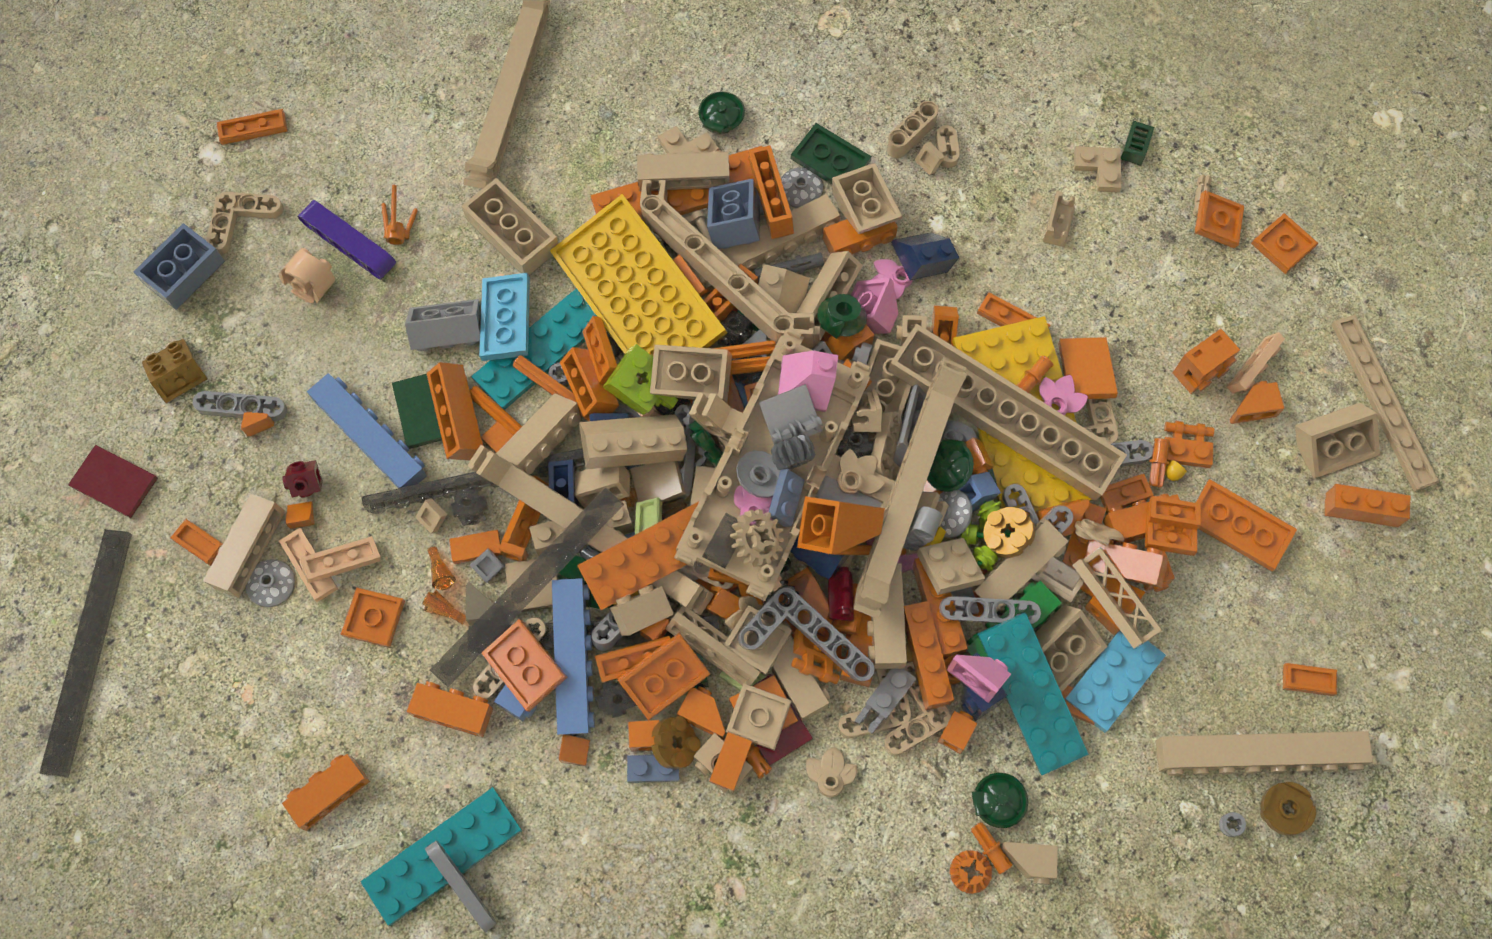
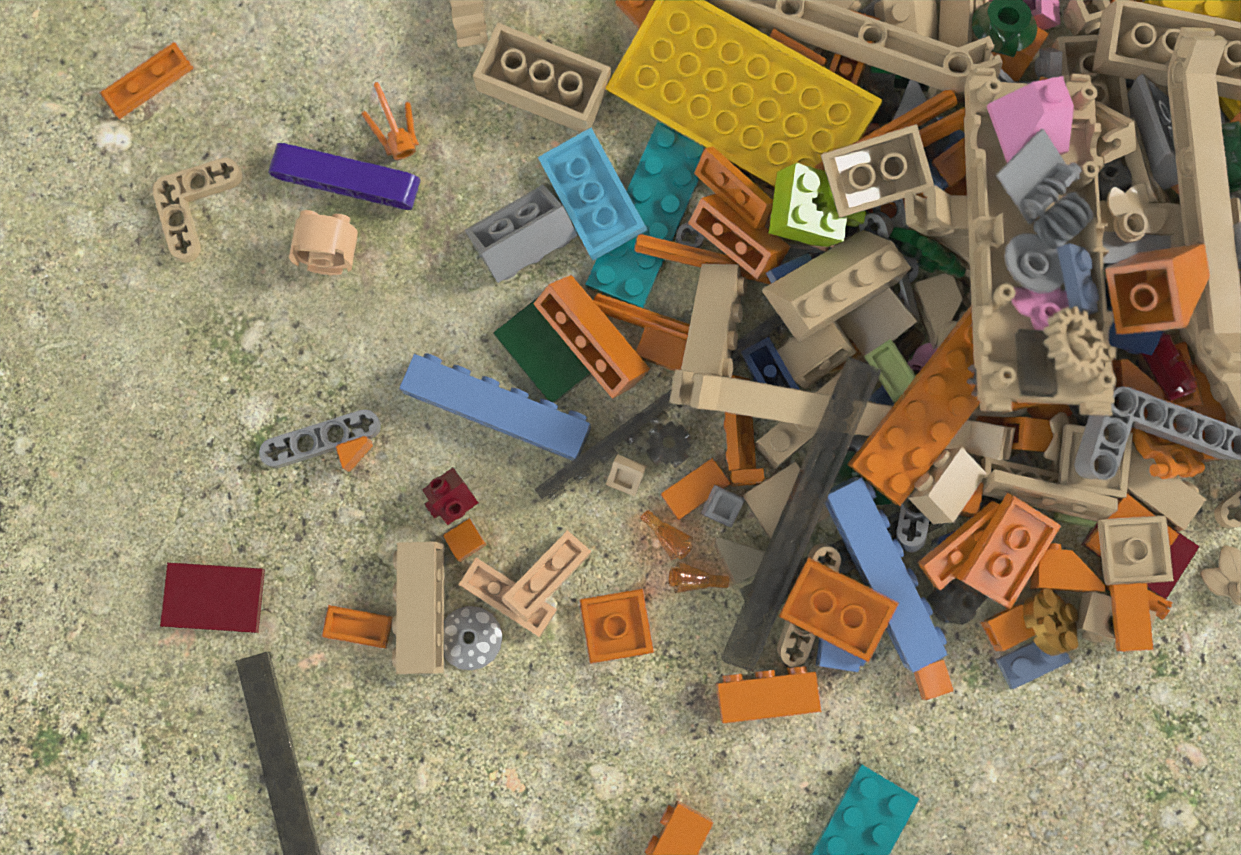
camera: 20 degrees left, 10 degrees up
(173, 370) = (214, 429): pearl gold bracket -> none
(179, 266) = (154, 296): sand blue brick -> none

